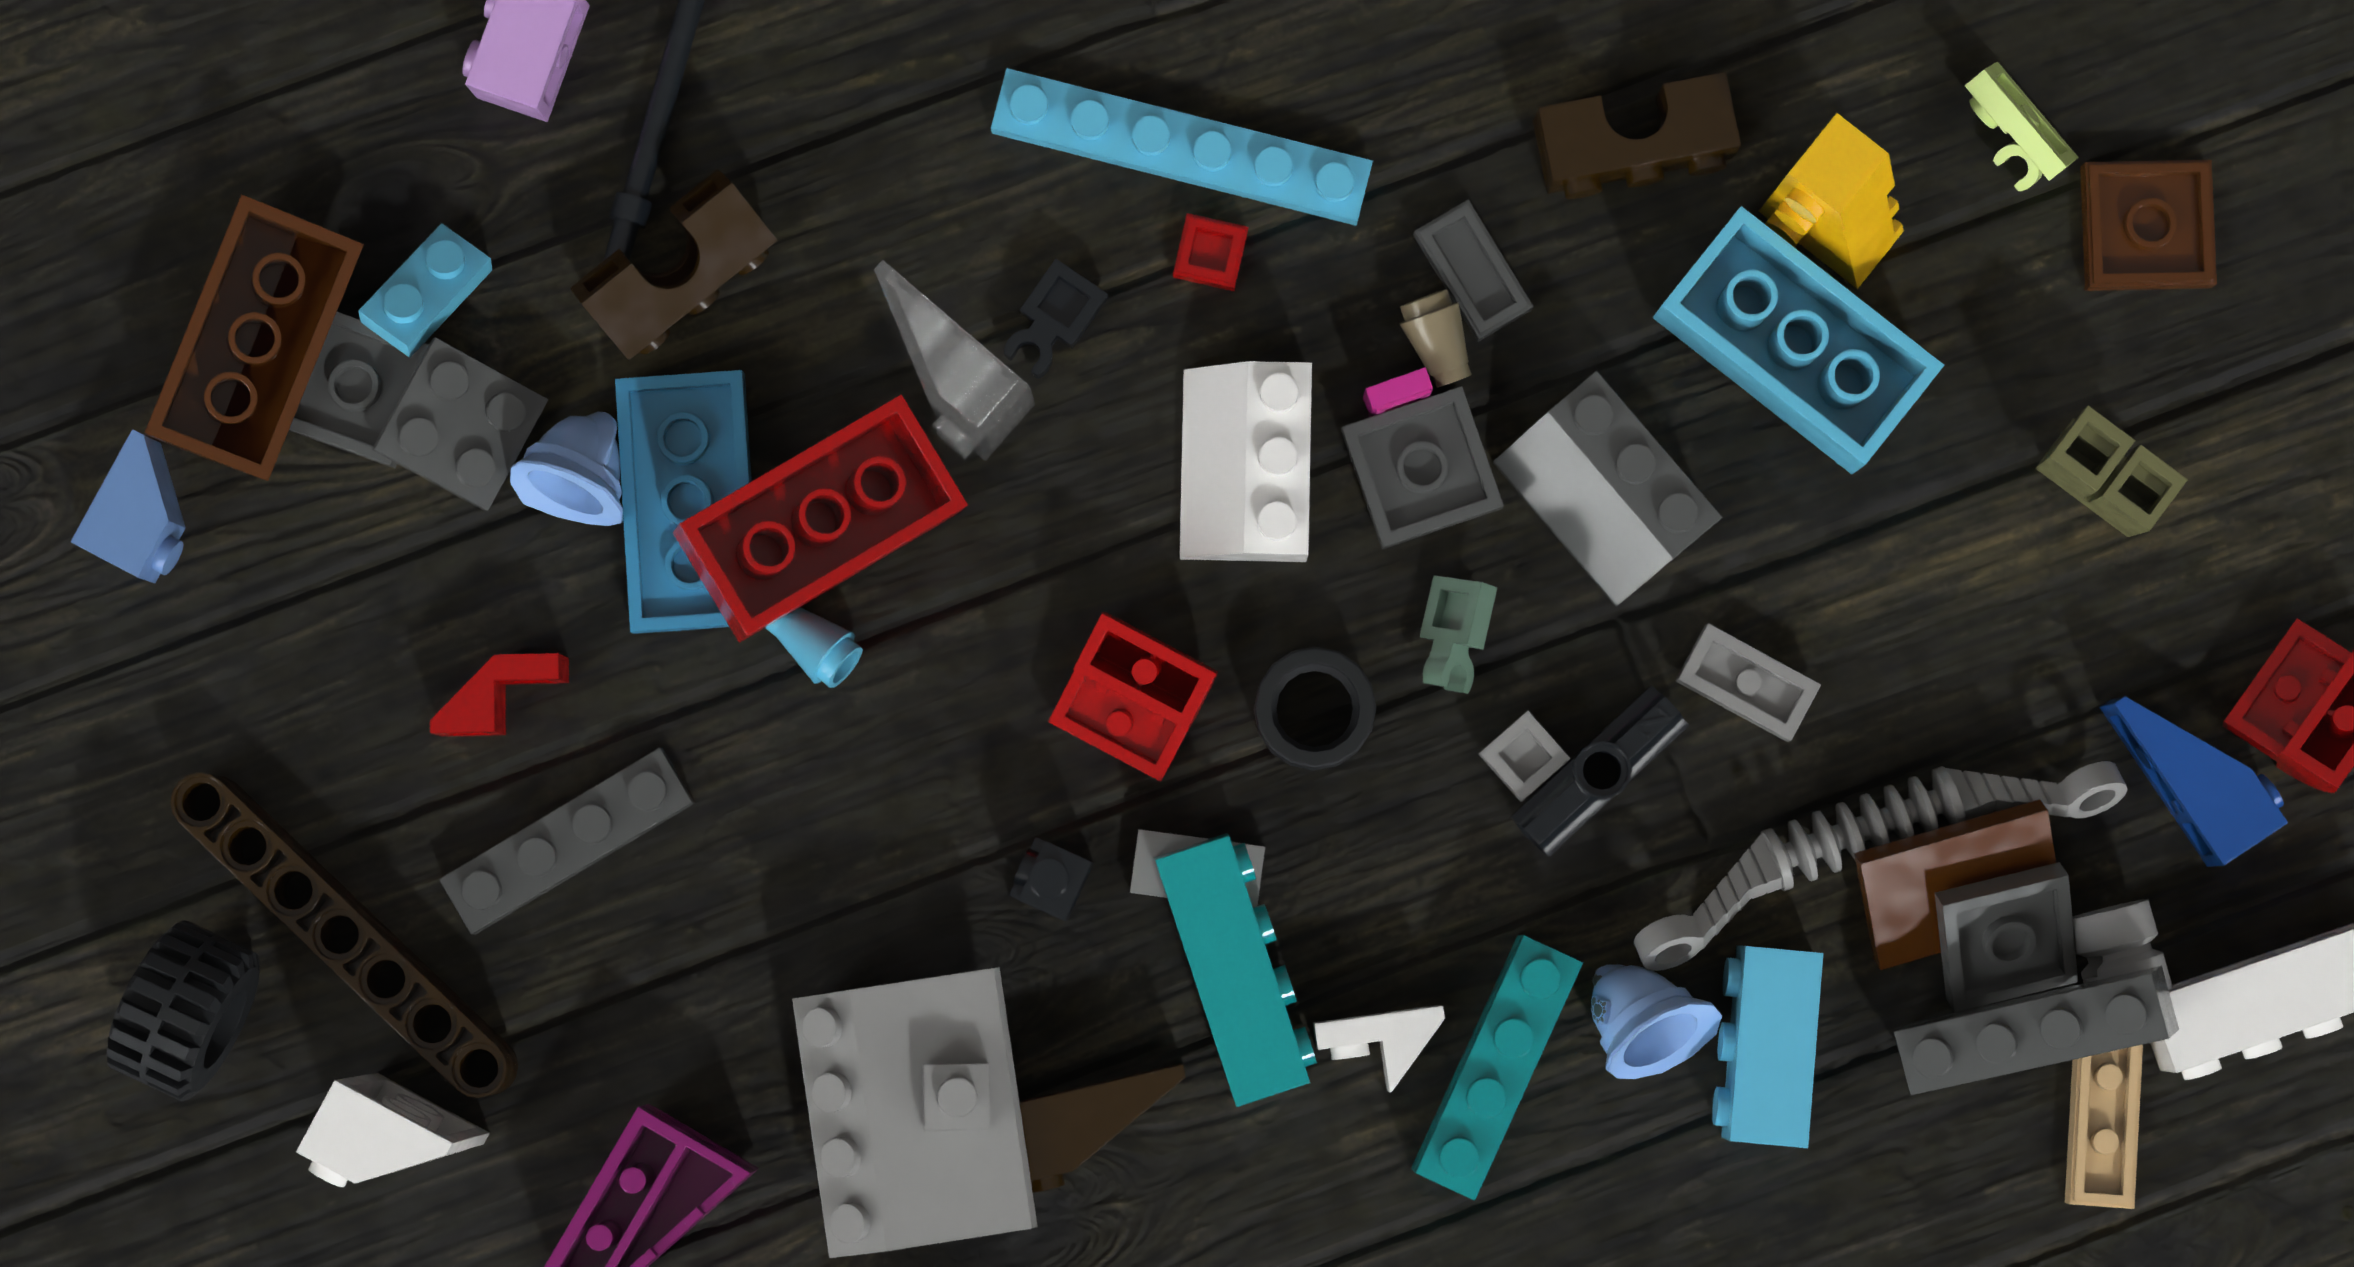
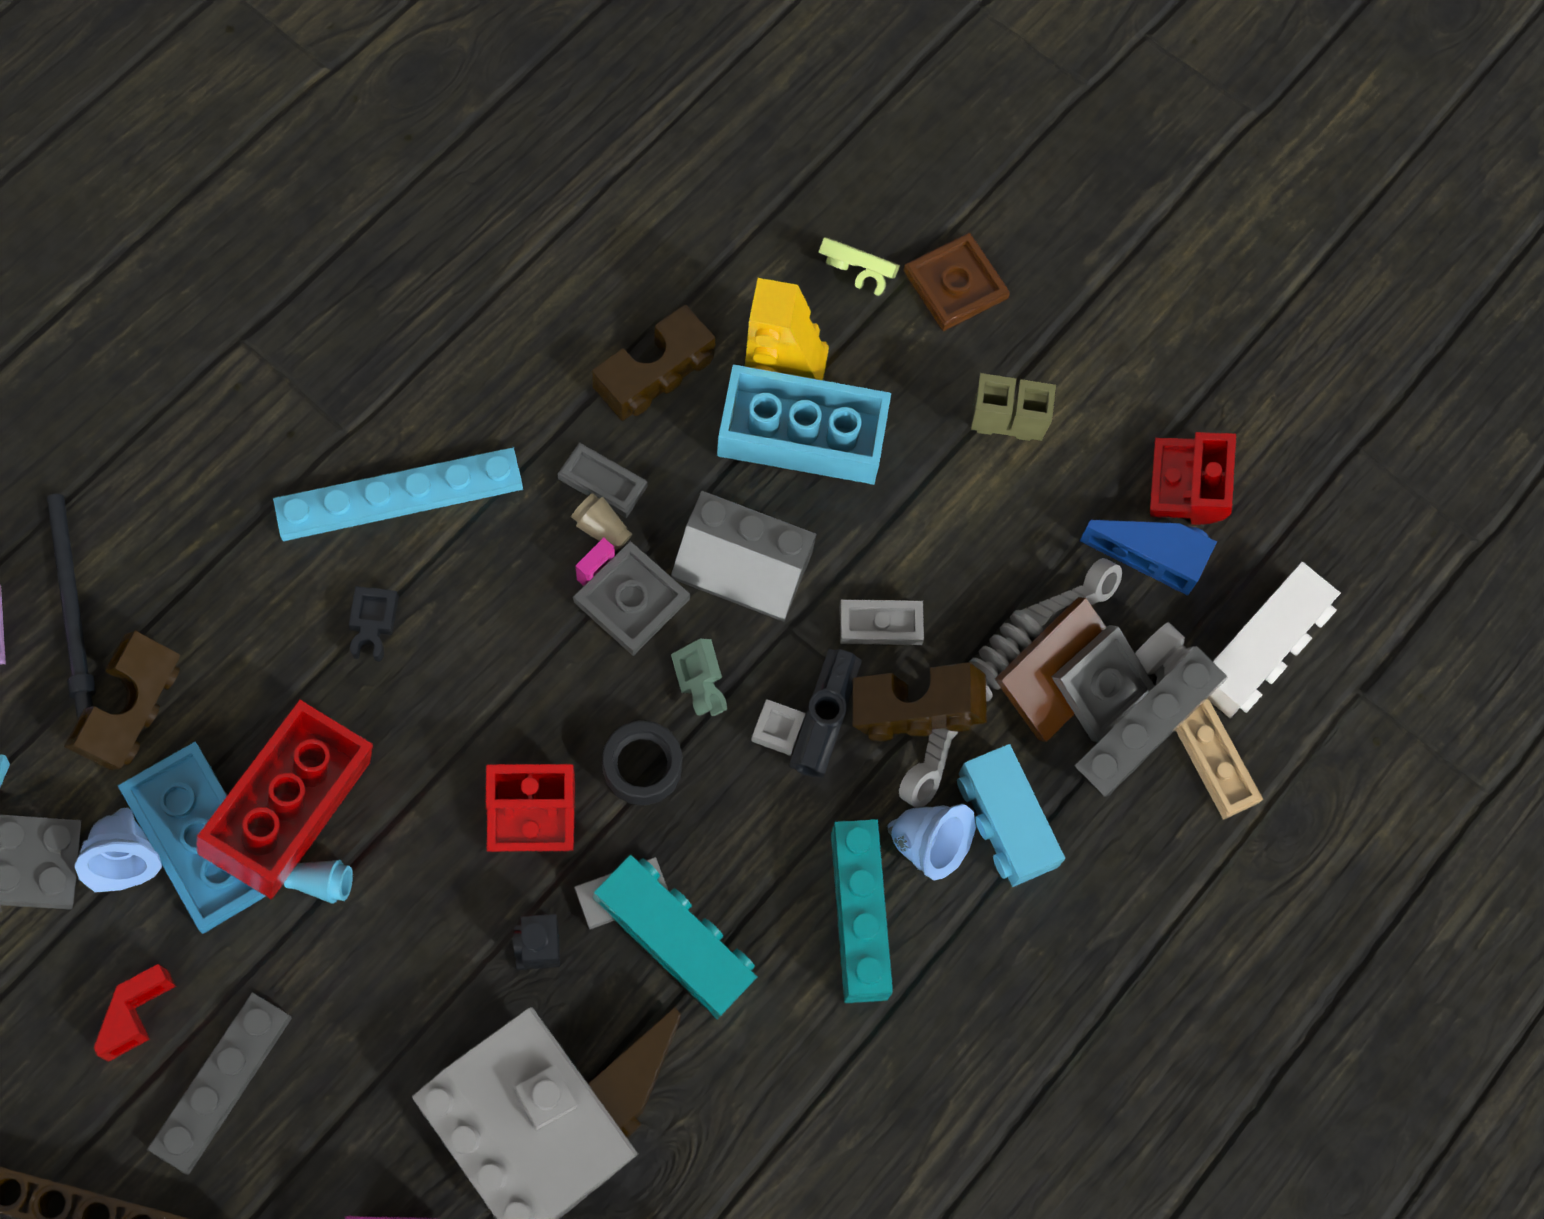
camera: 40 degrees left, 15 degrees down
(964, 382) = (334, 676): clear slope -> none
(1210, 252) = (446, 542): red tile -> none
(1246, 462) = (528, 644): white slope -> none
(1400, 1036) = (792, 923): white slope -> none
(1778, 856) = (952, 702): none -> dark brown arch

